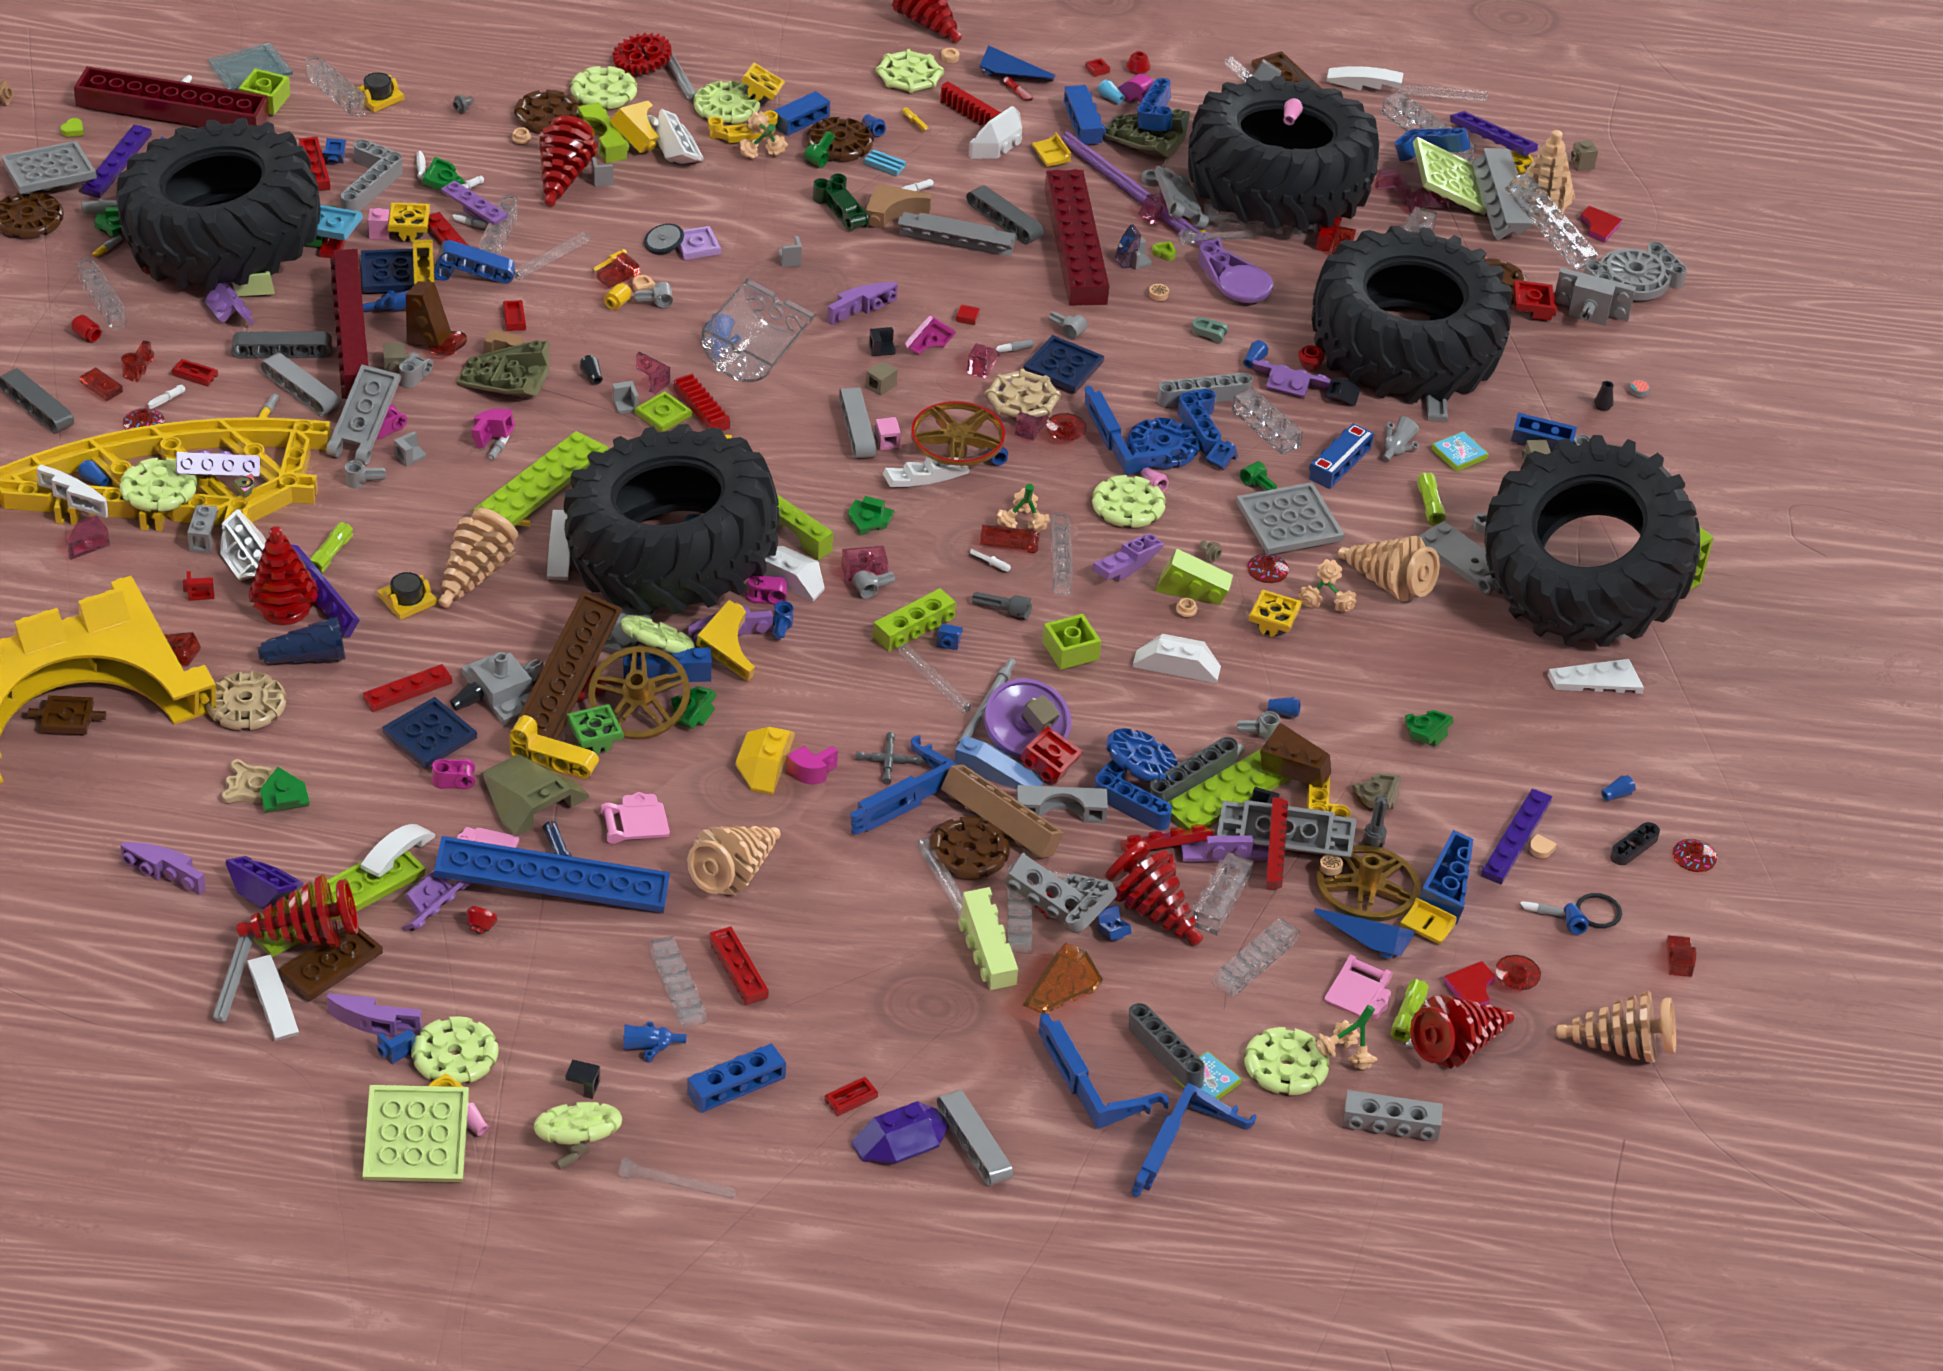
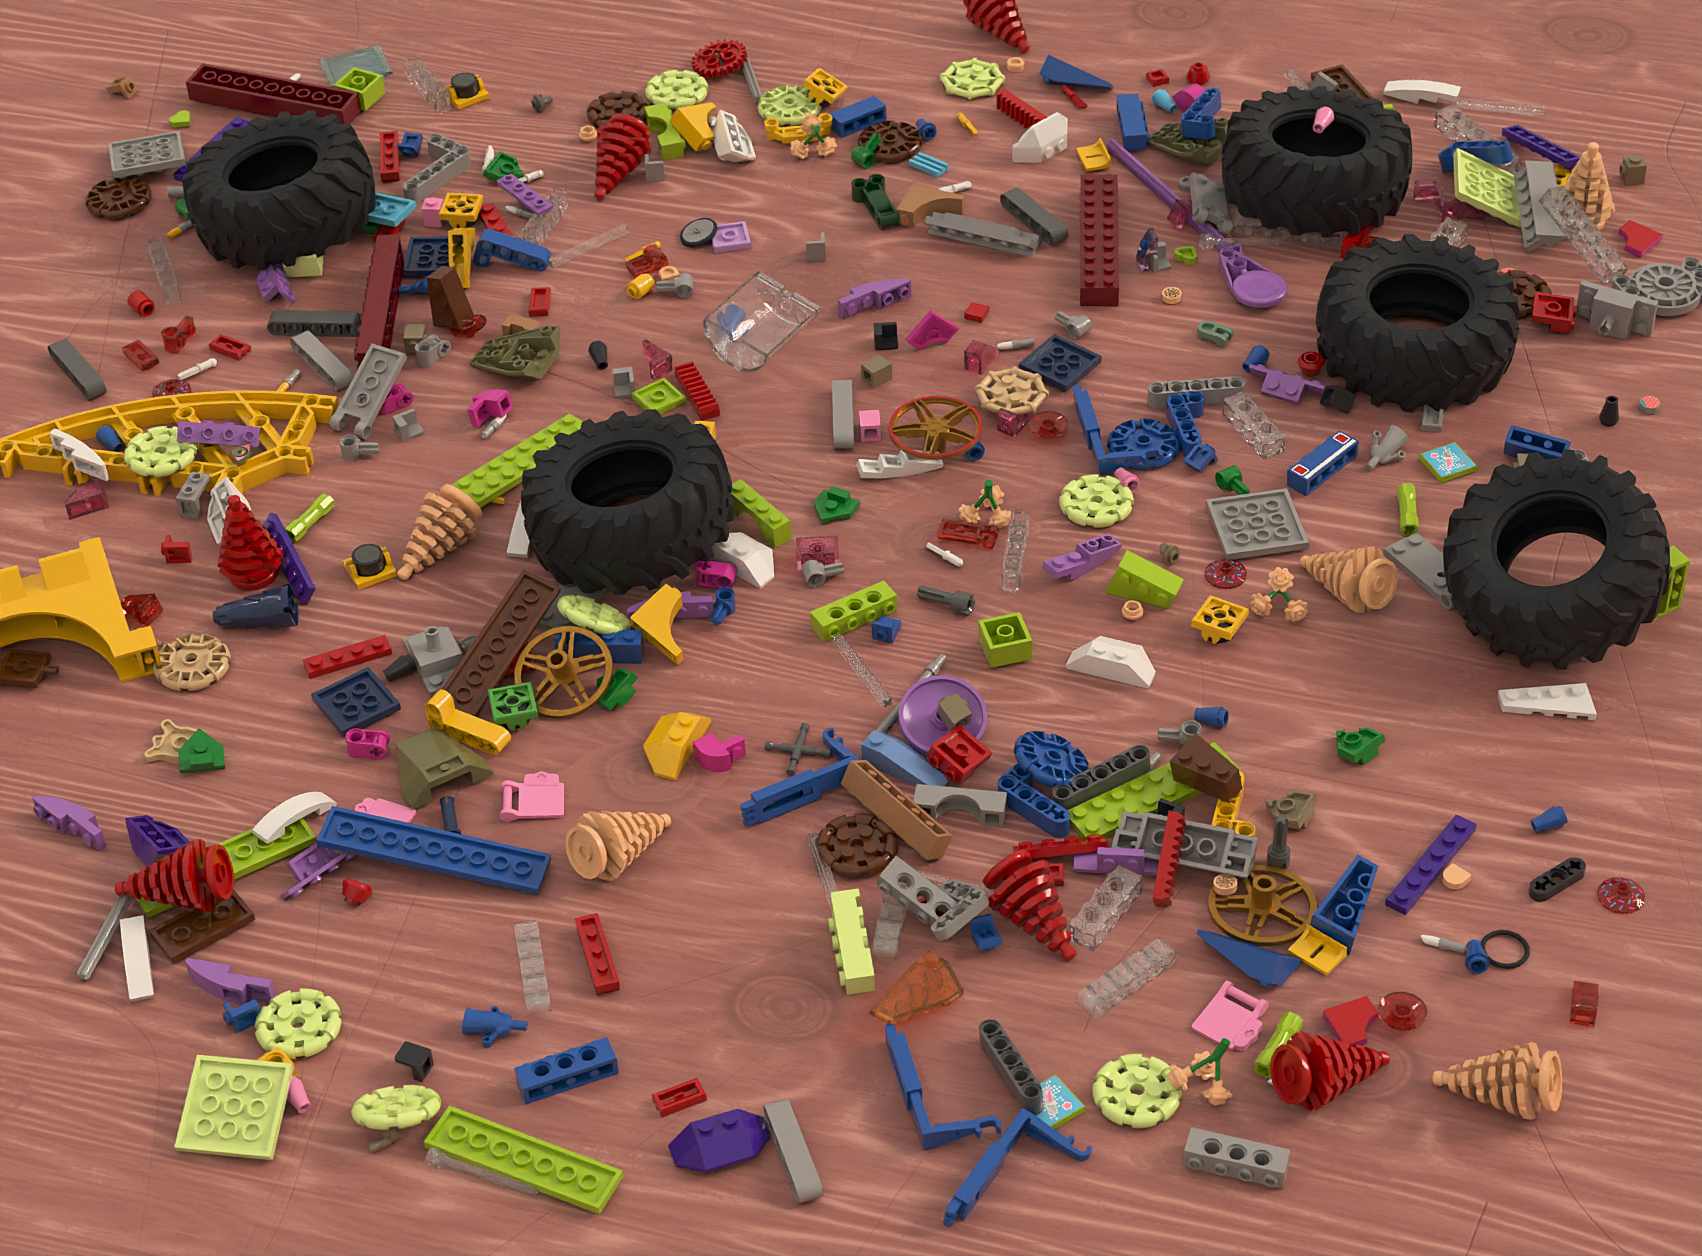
camera: 15 degrees right, 0 degrees up
(715, 1163) = (525, 1159): none -> lime plate

